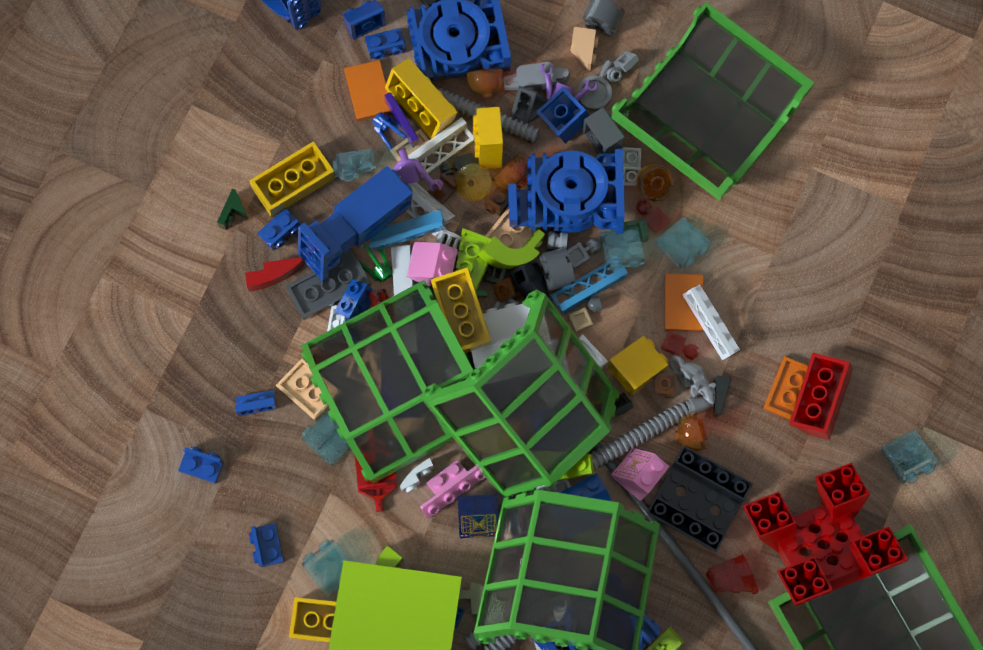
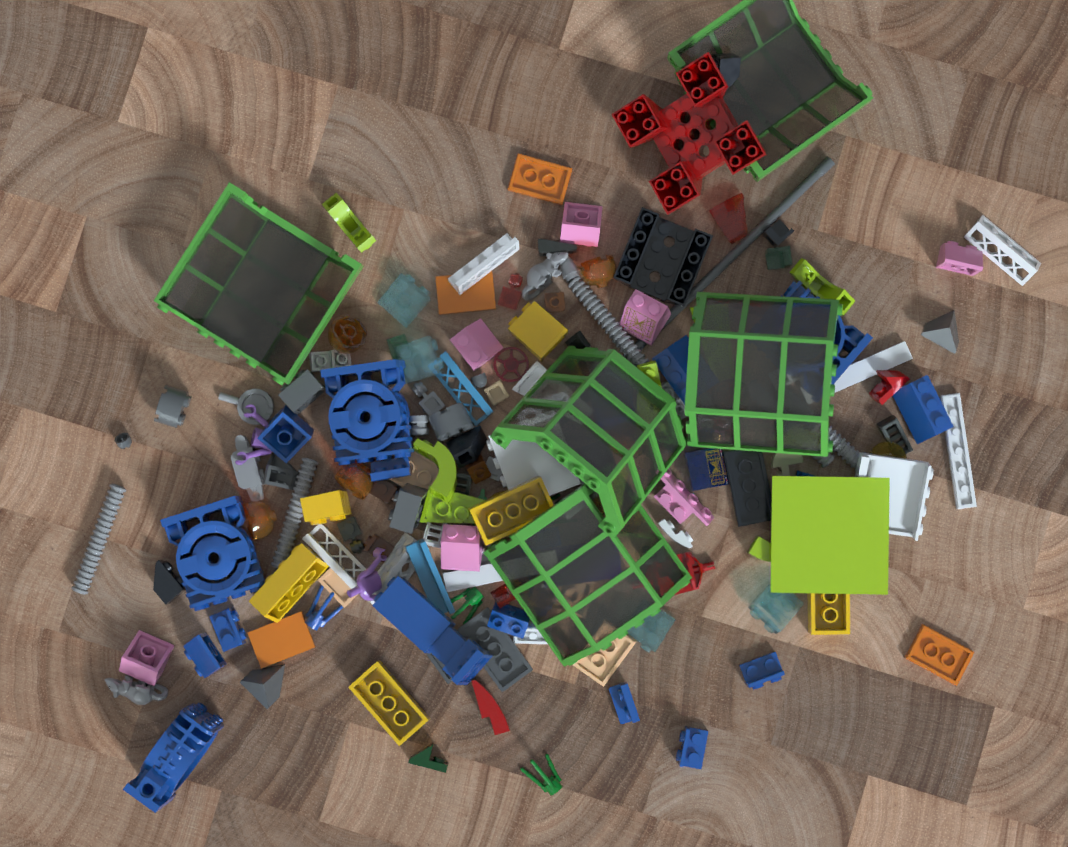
camera: 95 degrees left, 10 degrees up
(188, 320) = (550, 783): none -> green plant
(279, 229) = (442, 708): blue bracket -> none
(328, 70) = (265, 684): none -> dark grey slope
(348, 164) = (368, 647): clear light blue plate -> none
(401, 119) = (311, 600): dark purple tile -> none
(455, 556) = (748, 486): none -> black tile
(477, 216) = (408, 508): none -> dark grey brick
(481, 178) = (361, 513): clear yellow dish -> none
(583, 44) = (207, 424): light nougat slope -> none
(607, 337) = (511, 364): none -> dark red wheel
(623, 63) = (220, 380): light grey plate -> none
(631, 305) = (476, 344): none -> bright pink slope
(655, 220) = (384, 329): clear red plate -> none
(686, 620) = (778, 258): none -> clear green panel
(712, 623) = (777, 233): none -> black panel
(741, 422) = (581, 224): none -> bright pink slope
(765, 198) = (348, 222): none -> lime arch
(821, 395) = (544, 149): red slope -> none
(888, 586) = (729, 66): none -> black slope
(909, 457) = (593, 60): clear light blue plate -> none

